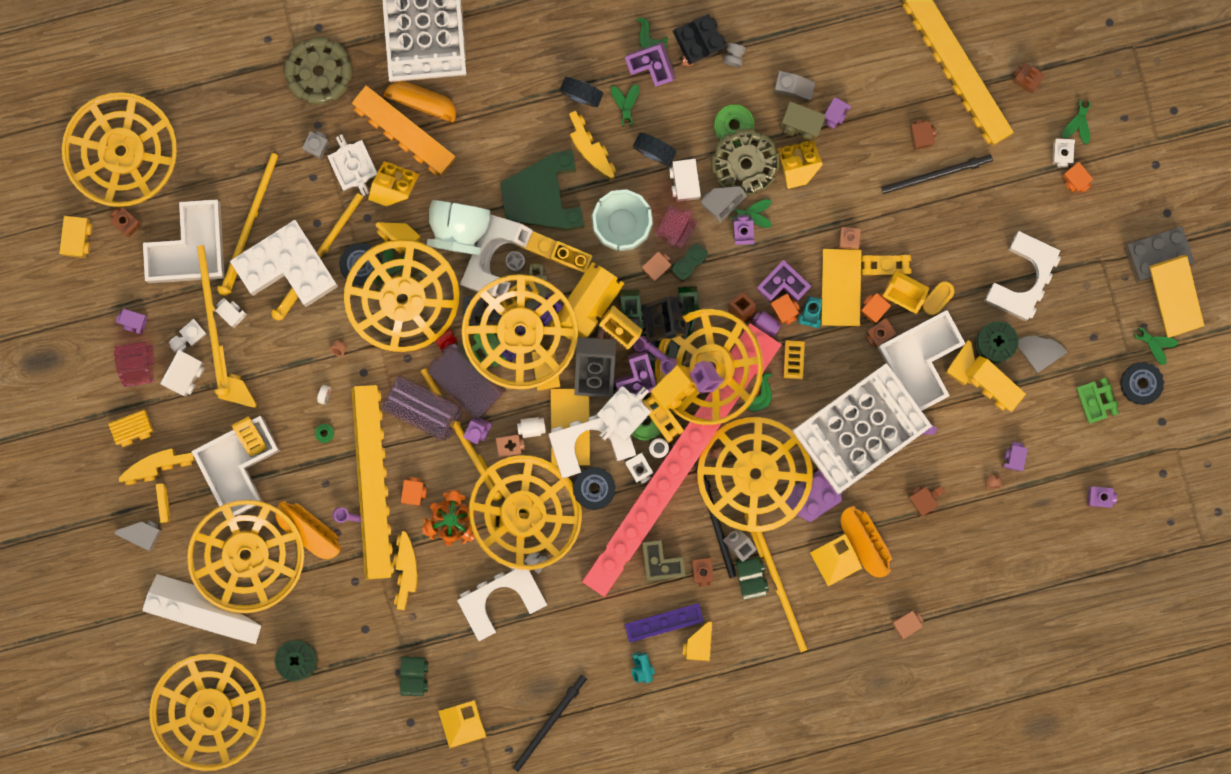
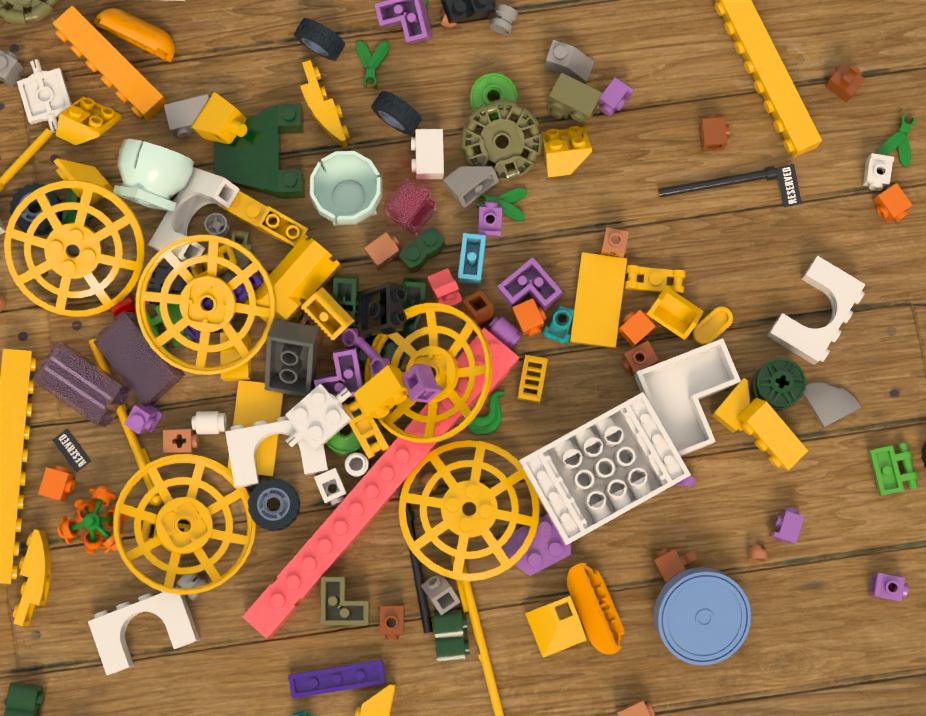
camera: 10 degrees right, 5 degrees down
(419, 463) = (71, 450): none -> black sticker
(476, 168) = (183, 114): none -> light grey slope
(506, 171) = (220, 121): none -> yellow torso
(713, 294) = (444, 288): none -> coral brick
(732, 266) = (471, 259): none -> medium azure brick
(953, 537) = (702, 616): none -> medium blue brick
(990, 172) = (789, 185): none -> black sticker

